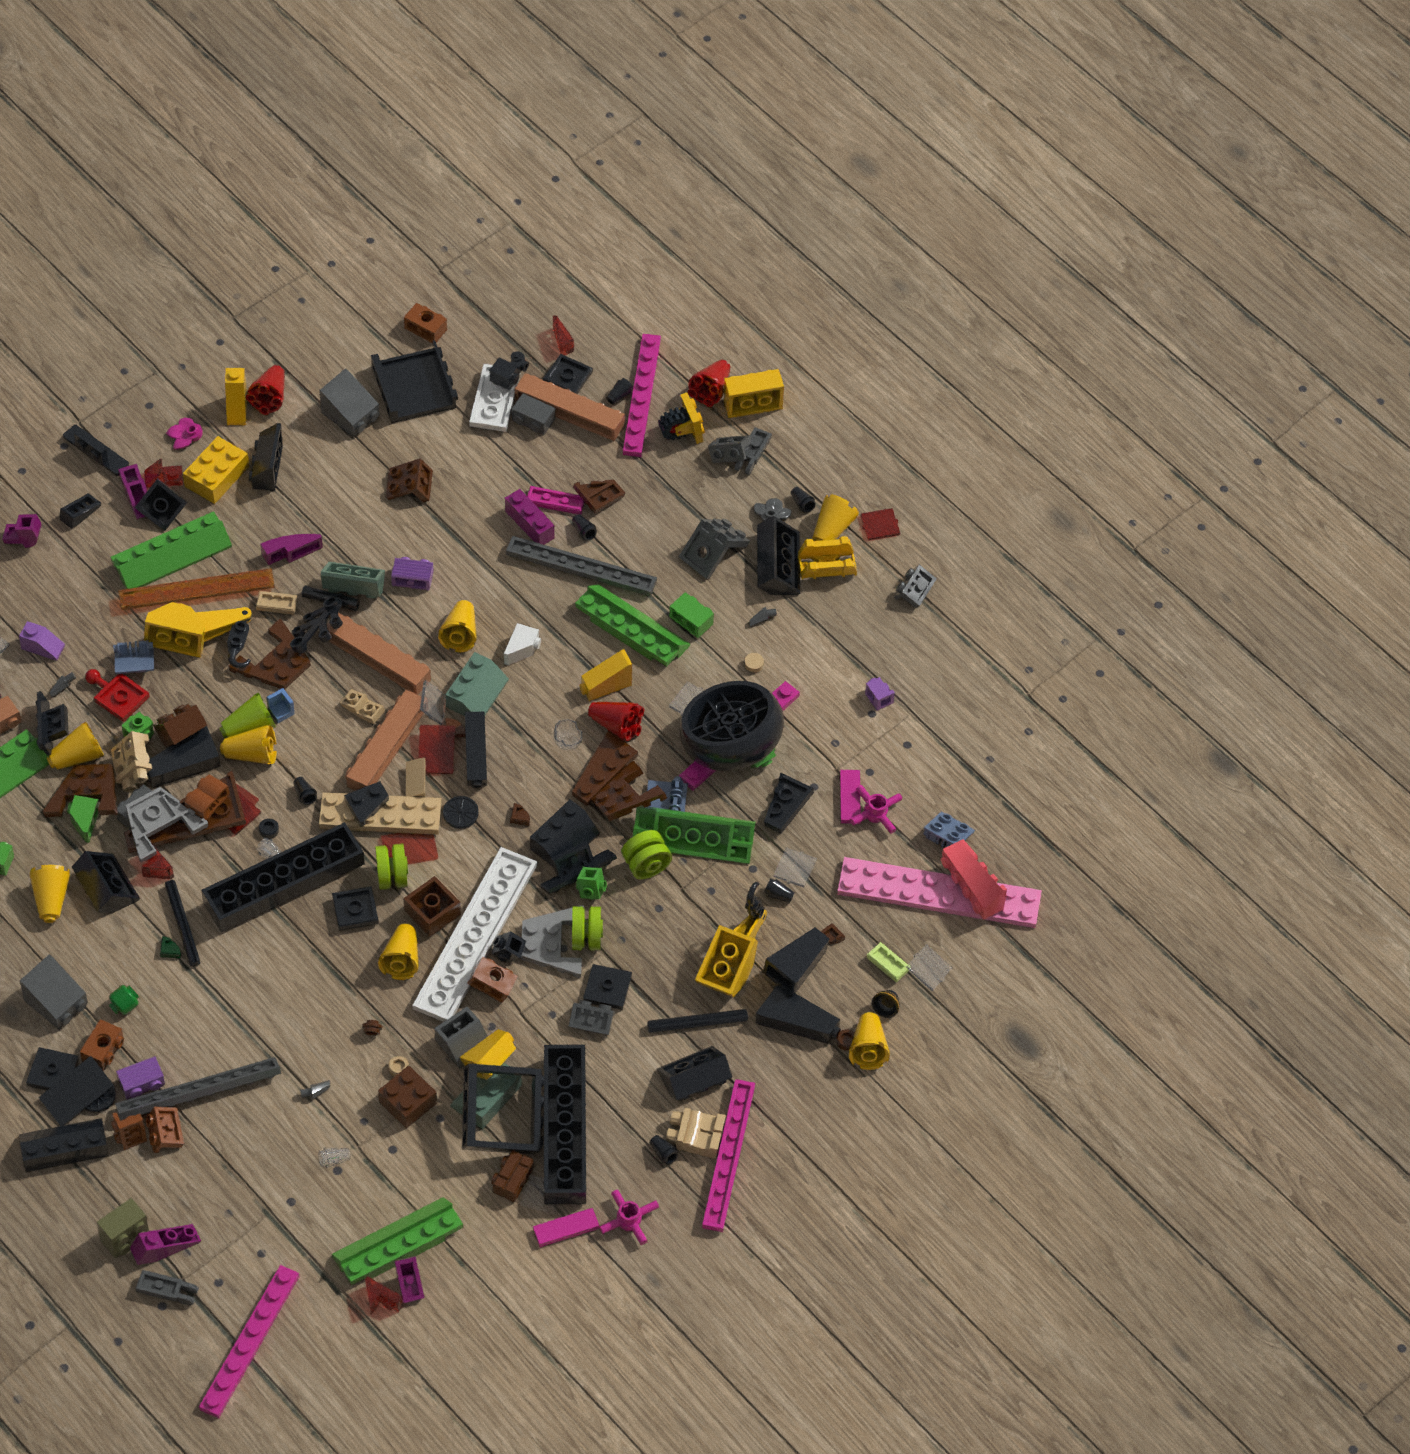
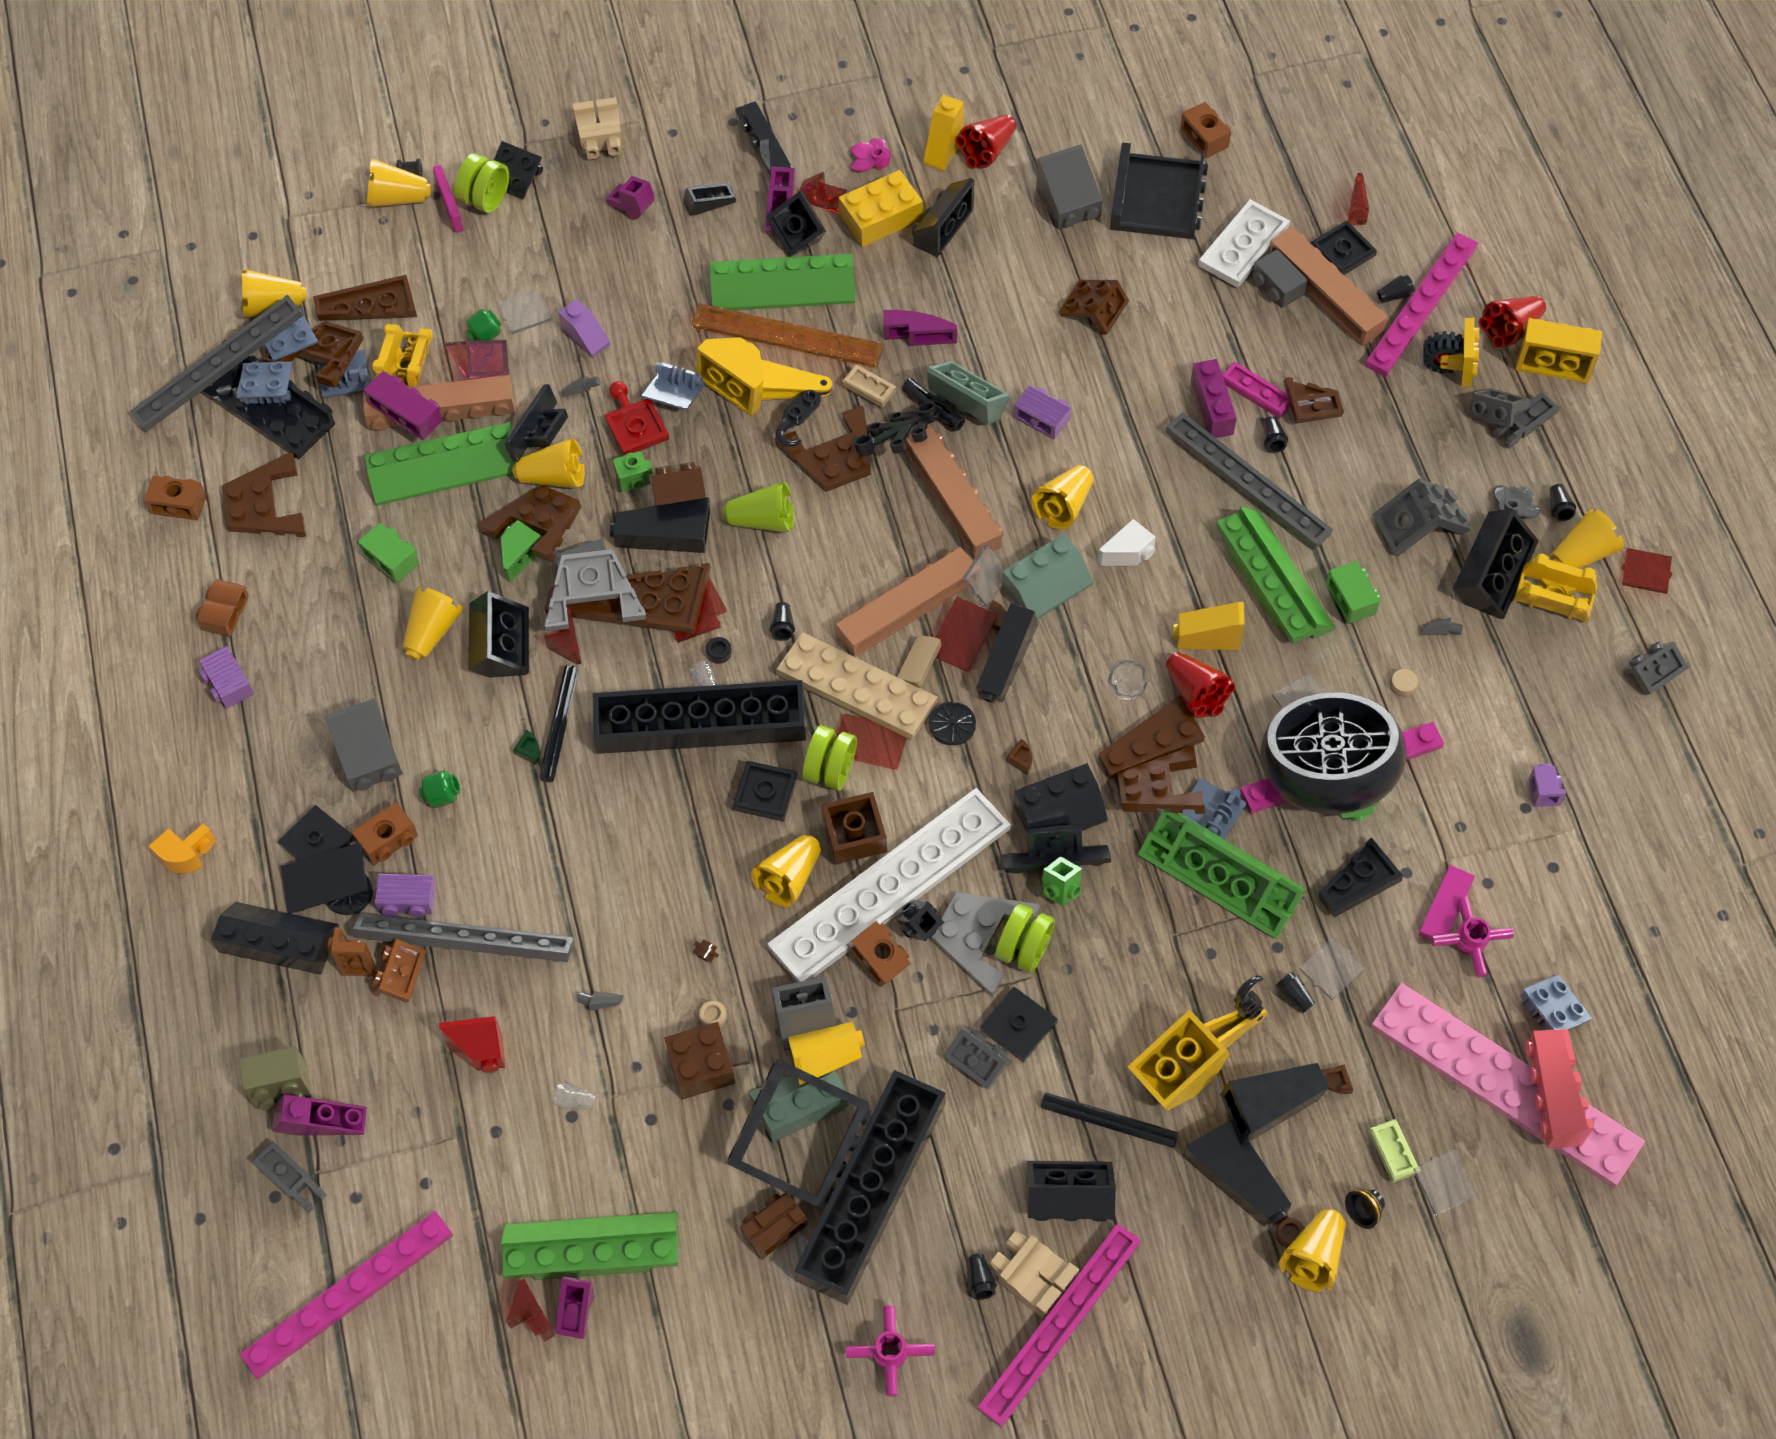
camera: 30 degrees right, 5 degrees up
(131, 761) = (601, 505): tan hips -> none
(207, 796) = (660, 583): dark orange brick -> none
(248, 1149) = (476, 1042): none -> red slope
(251, 746) = (750, 543): yellow cone -> none
(280, 705) = (807, 508): medium blue panel -> none
(362, 707) = (903, 548): tan slope -> none
(366, 801) = (844, 664): black wing -> none
(507, 373) = (1270, 219): black brick -> none
(566, 1227) = (806, 1325): dark pink tile -> none
(646, 854) = (1147, 874): lime wheel -> none

